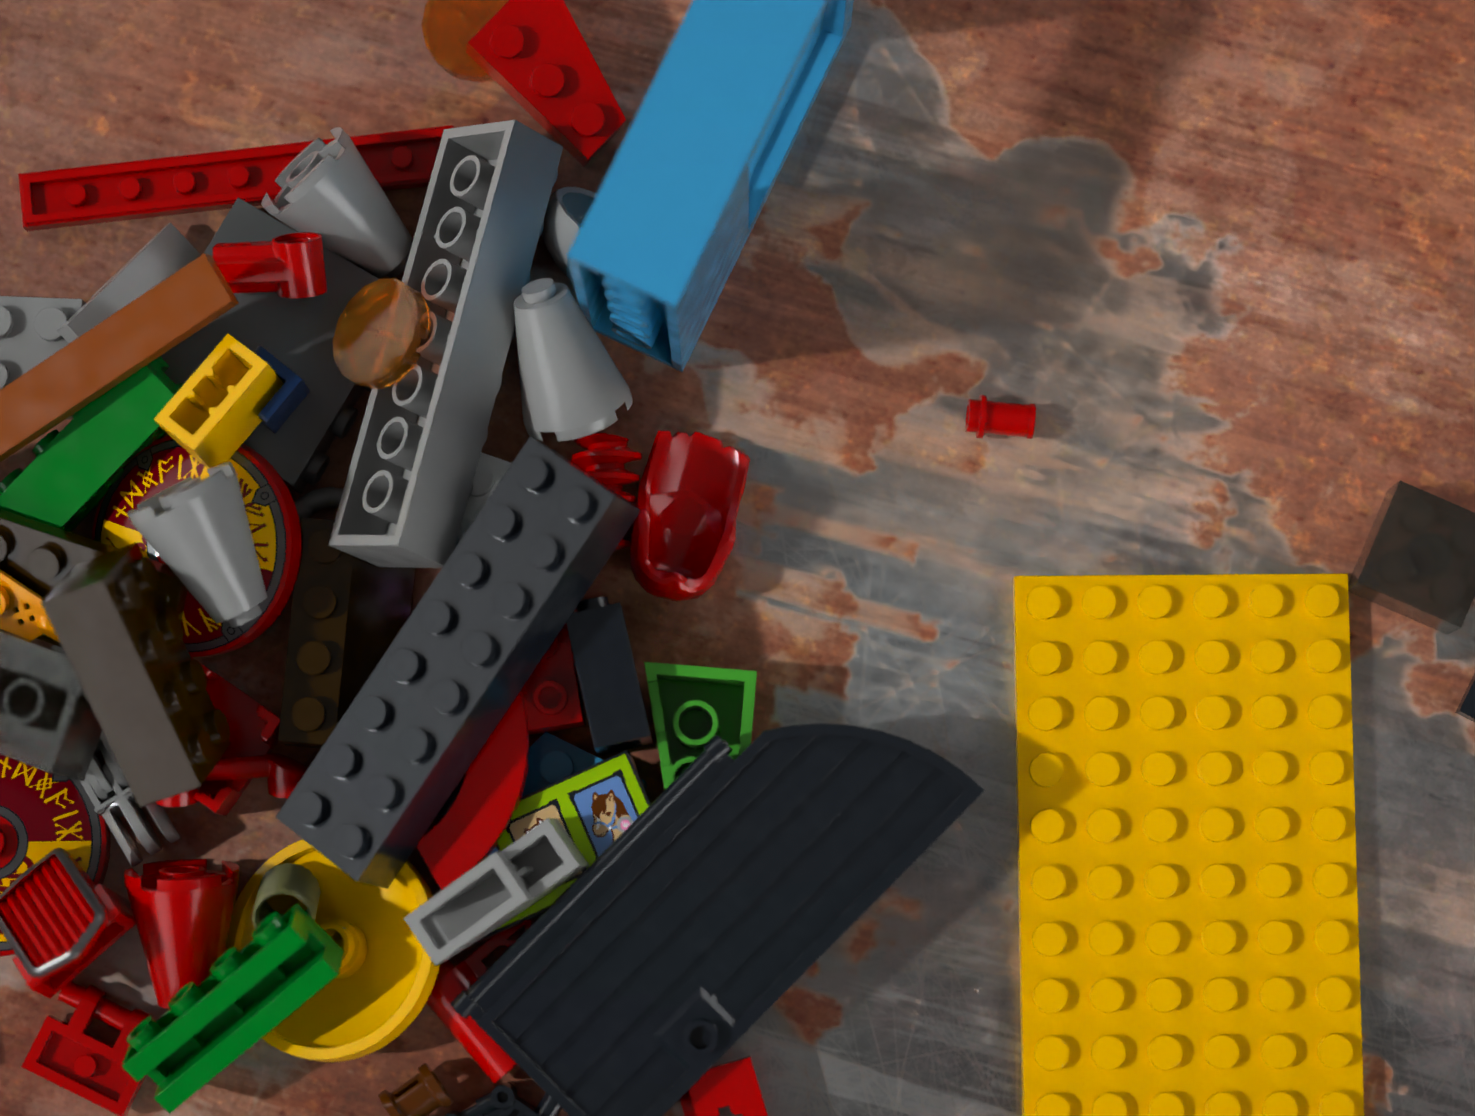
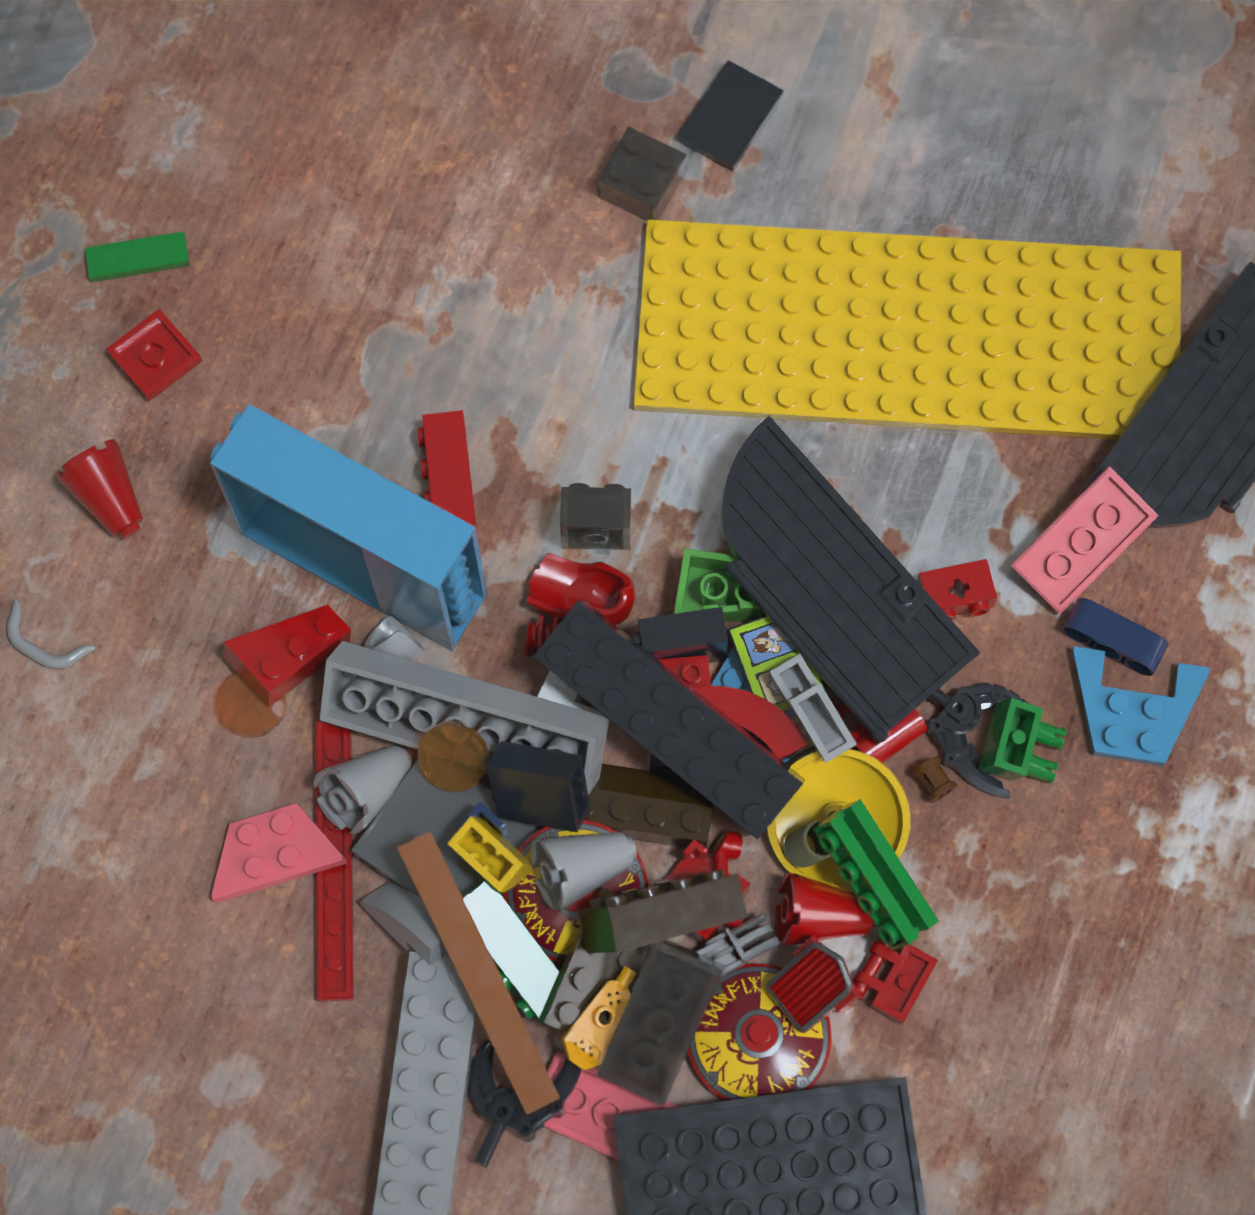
camera: 85 degrees left, 10 degrees down
(240, 83) = (271, 852): none -> coral wing
(286, 265) = (403, 813): red piece -> none
(331, 466) = (538, 786): none -> black brick
(563, 366) = (485, 650): light grey cone -> none
(804, 526) = (595, 517): none -> clear smoke brick
(857, 292) = (447, 464): none -> red brick
(1000, 418) = (534, 412): red pin -> none

